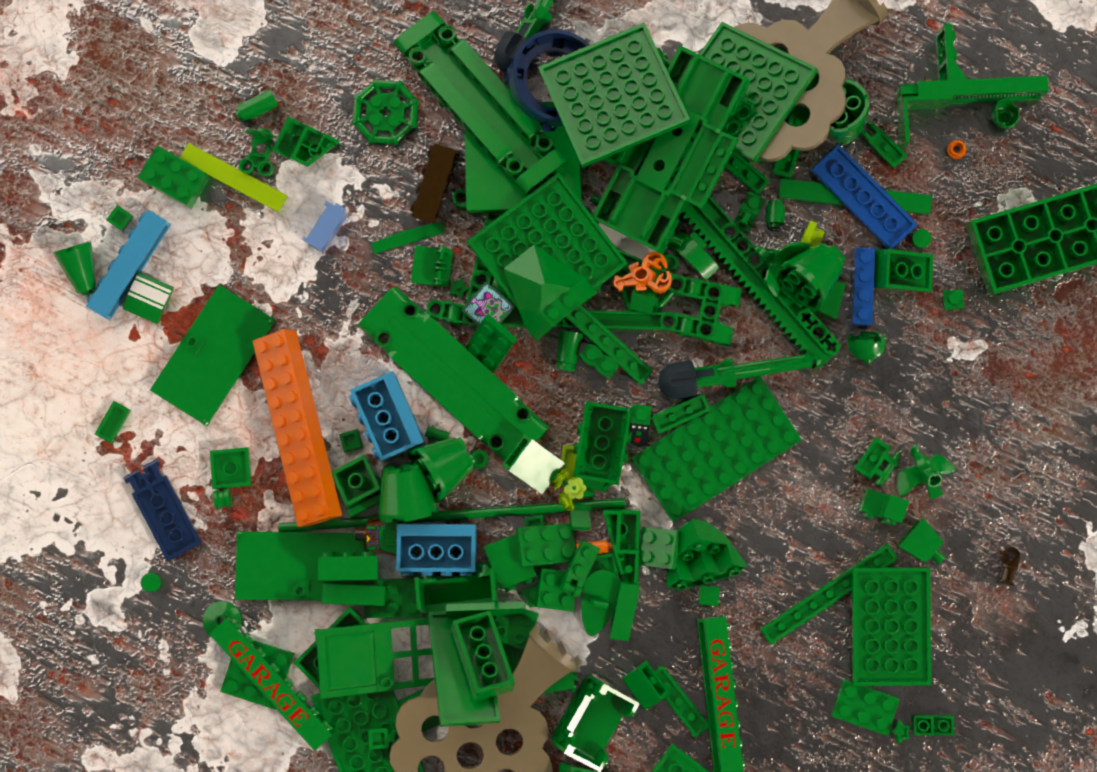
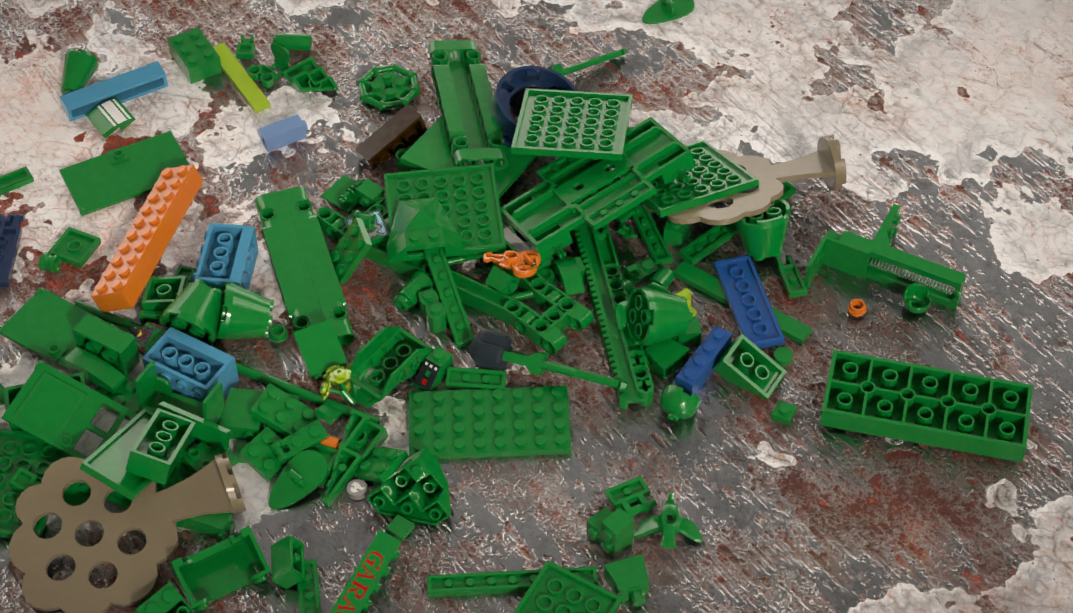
camera: 30 degrees right, 35 degrees down
(120, 218) = (132, 62): green plate -> none
(216, 139) = (246, 48): none -> green plate
(407, 237) = (343, 169): green sticker -> none
(460, 262) = (368, 193): none -> green brick
(485, 306) = (369, 220): none -> green bush
(624, 611) = (313, 497): green tile -> none
(650, 578) = (357, 489): none -> light grey tile

